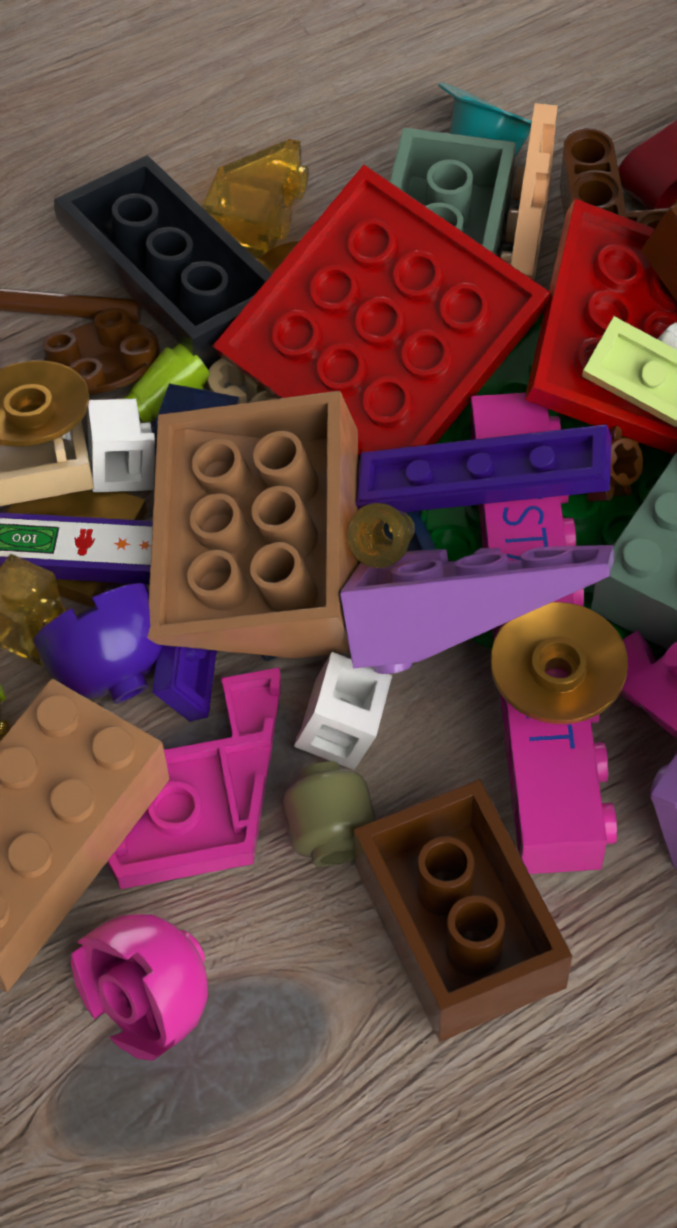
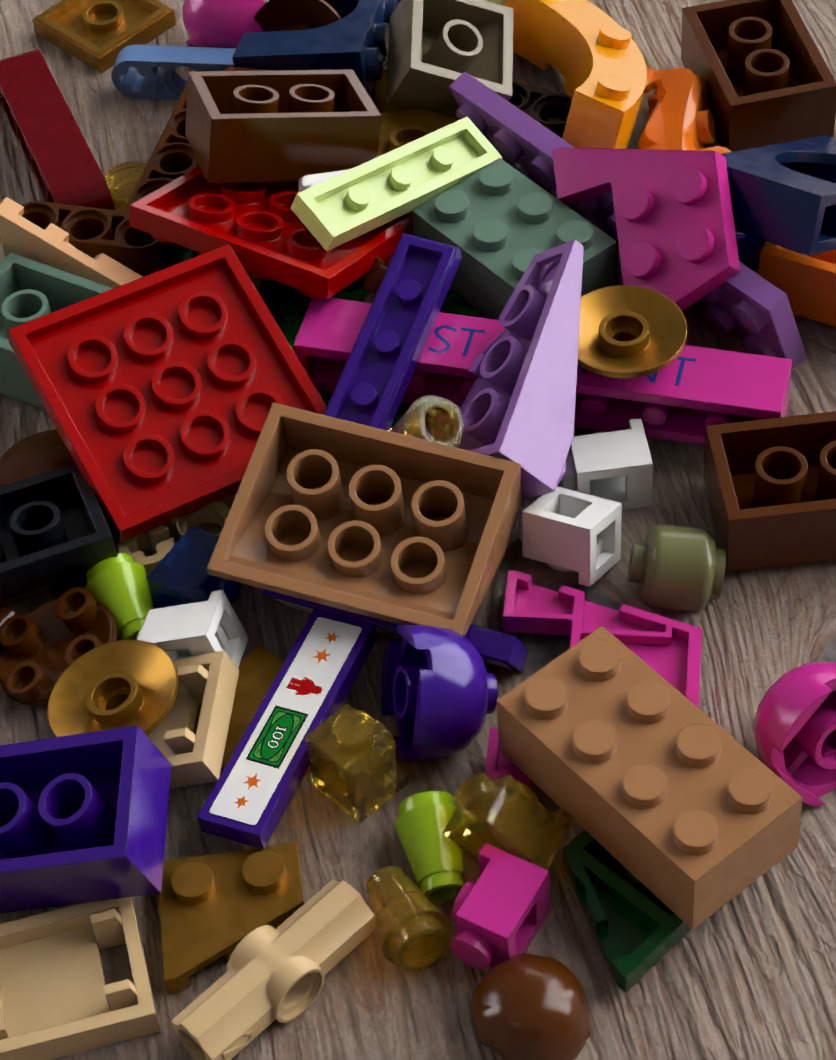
camera: 70 degrees left, 10 degrees down
(445, 722) = (612, 466): none -> white brick

